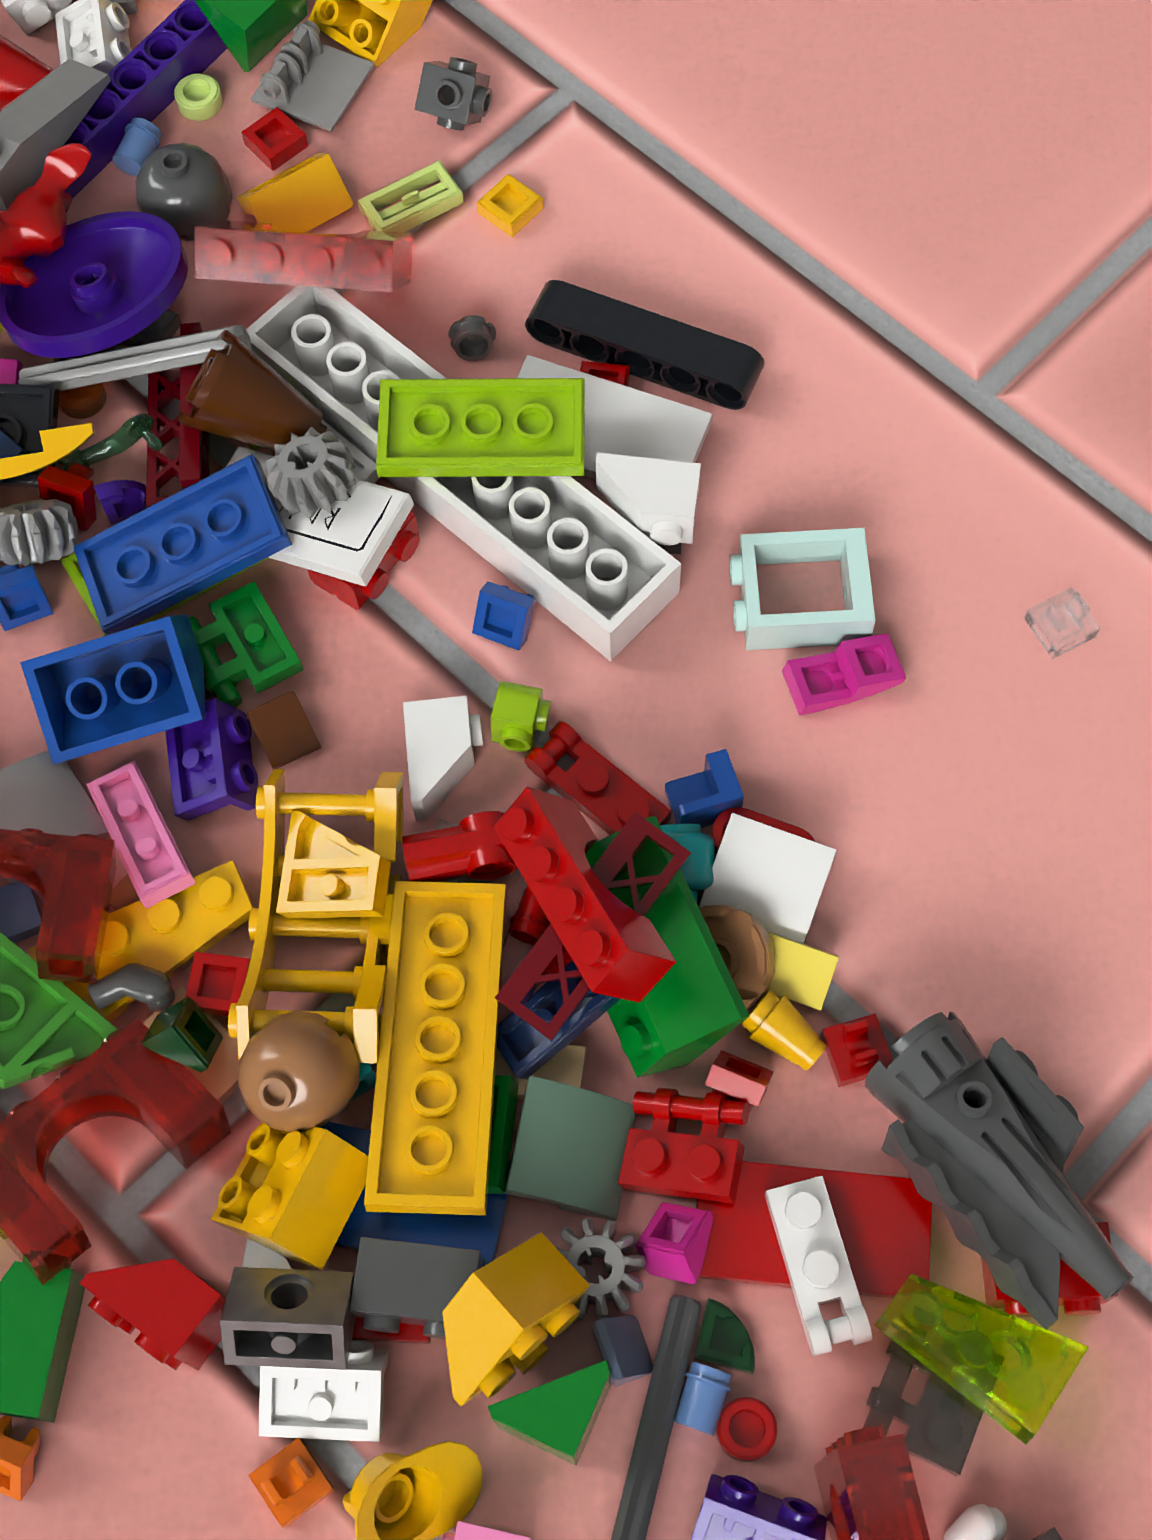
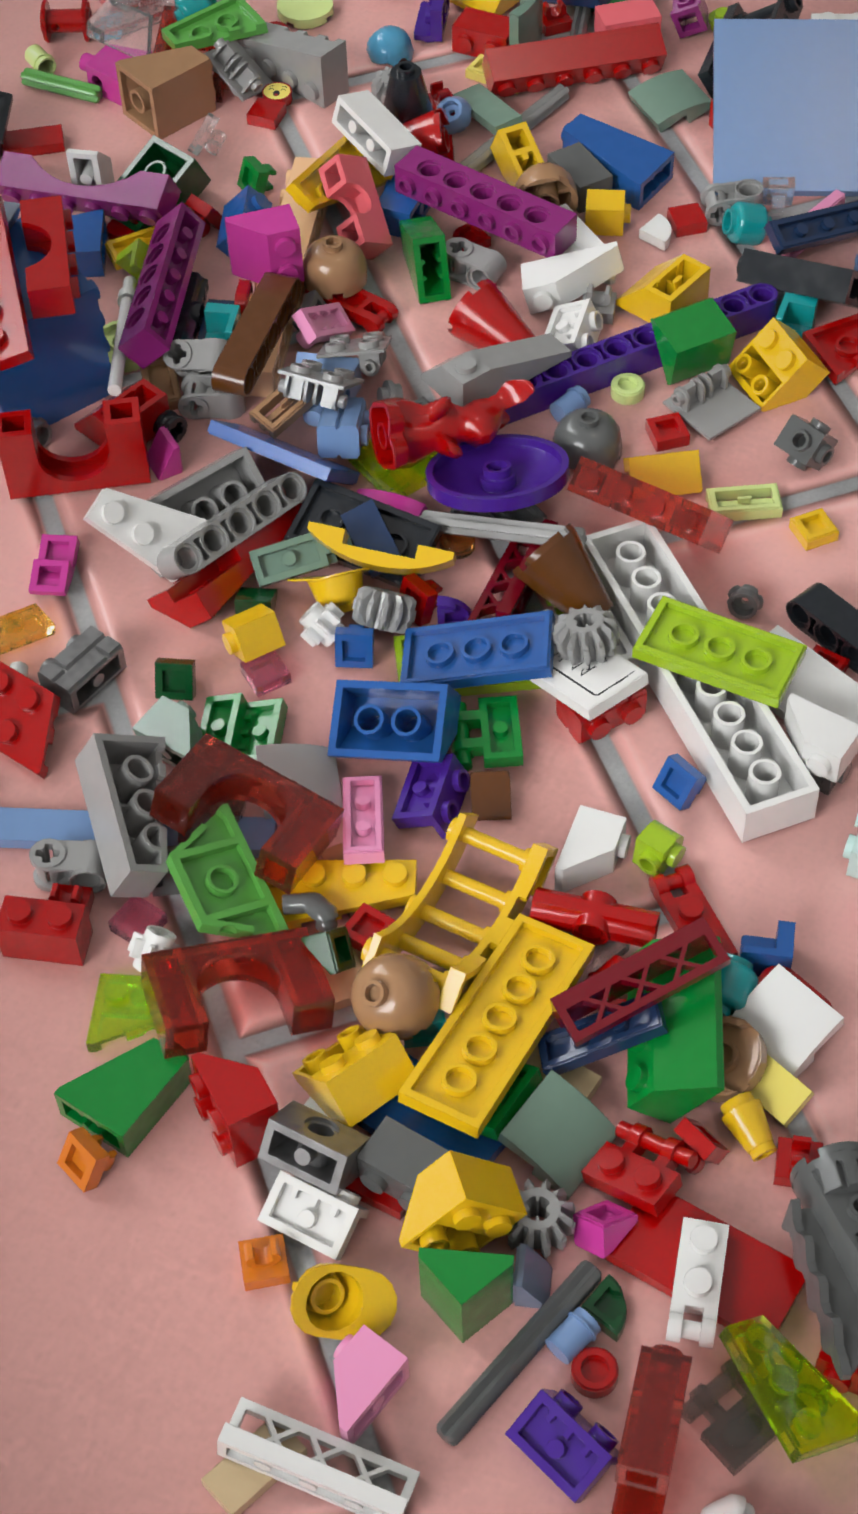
camera: 25 degrees right, 15 degrees down
(120, 441) = (477, 575): clear green piece -> none
(329, 874) = (476, 889): yellow wing -> none
(605, 938) = (639, 976): red arch -> none

